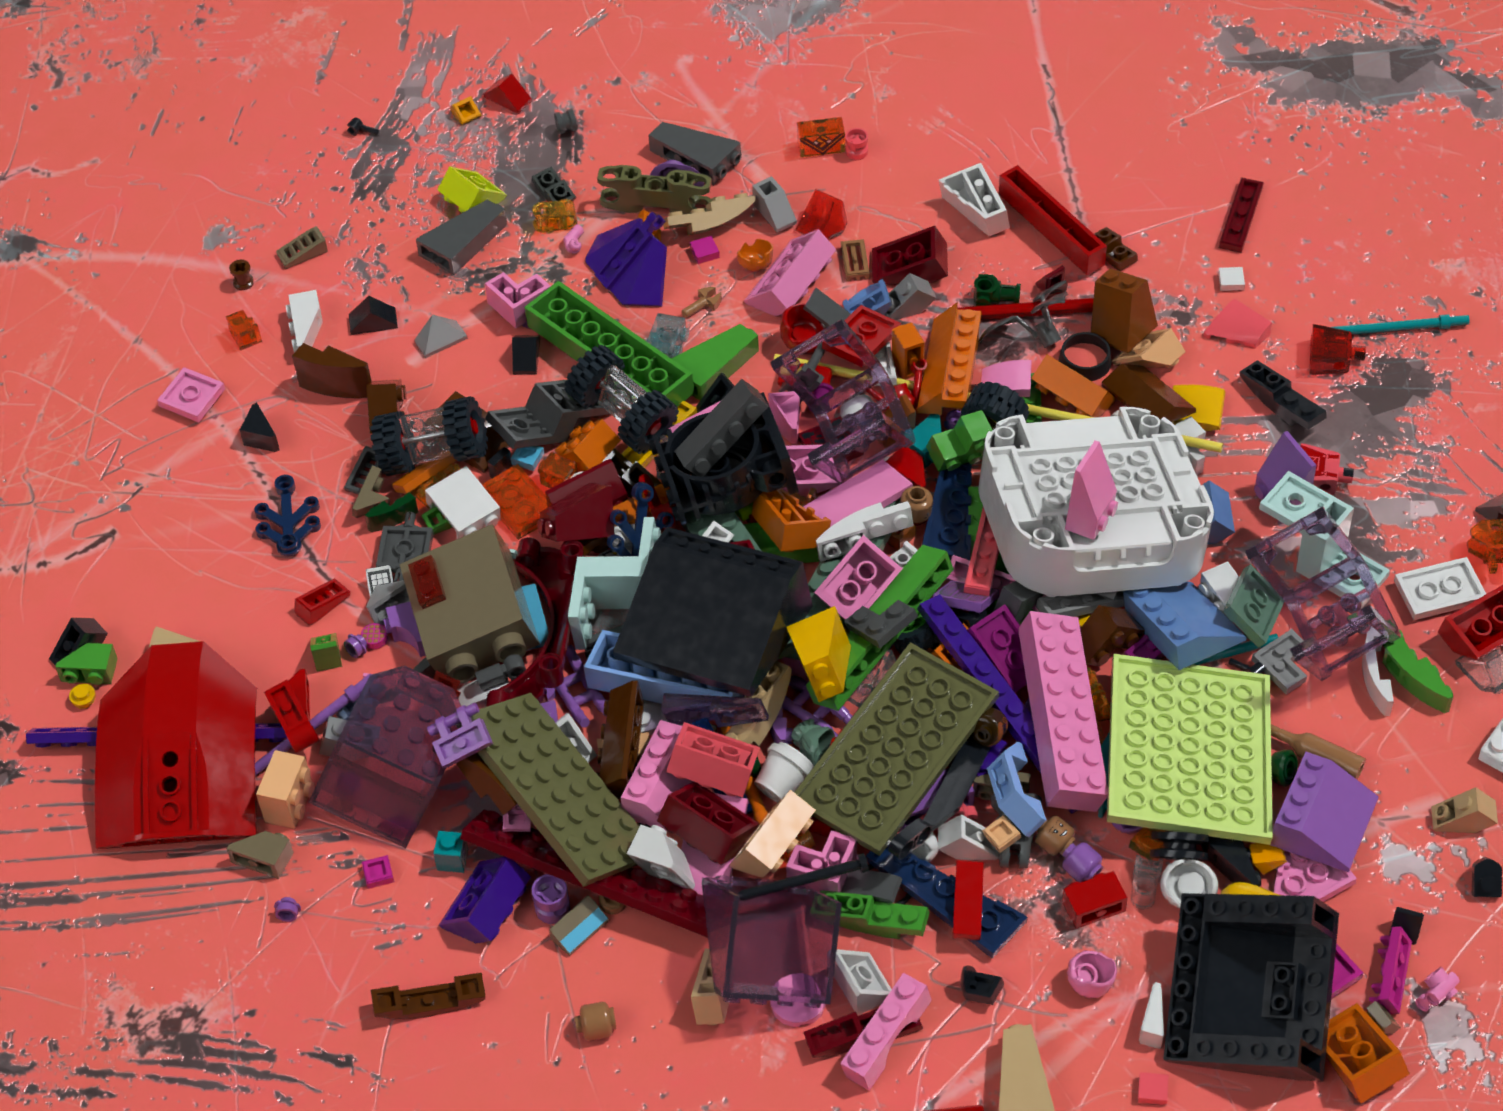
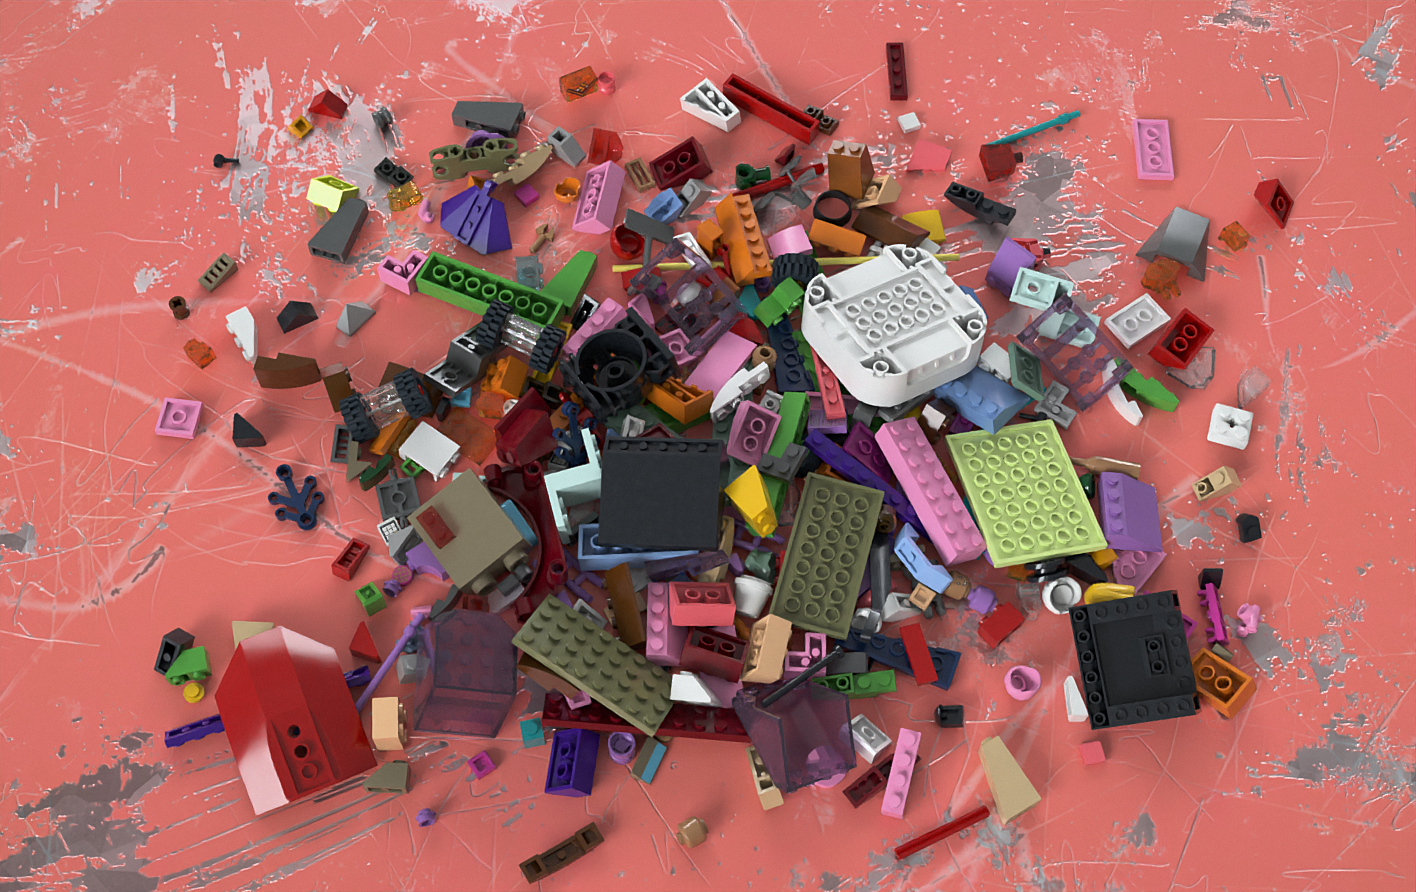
camera: 25 degrees left, 10 degrees up
(291, 716) = (371, 664): red plate -> none
(462, 742) = (525, 657): medium lavender plate -> none
(525, 354) = (426, 314): black slope -> none
(721, 428) = (613, 344): dark grey brick -> none
(872, 329) = (668, 228): red plate -> none
(1091, 495) = (908, 330): bright pink slope -> none

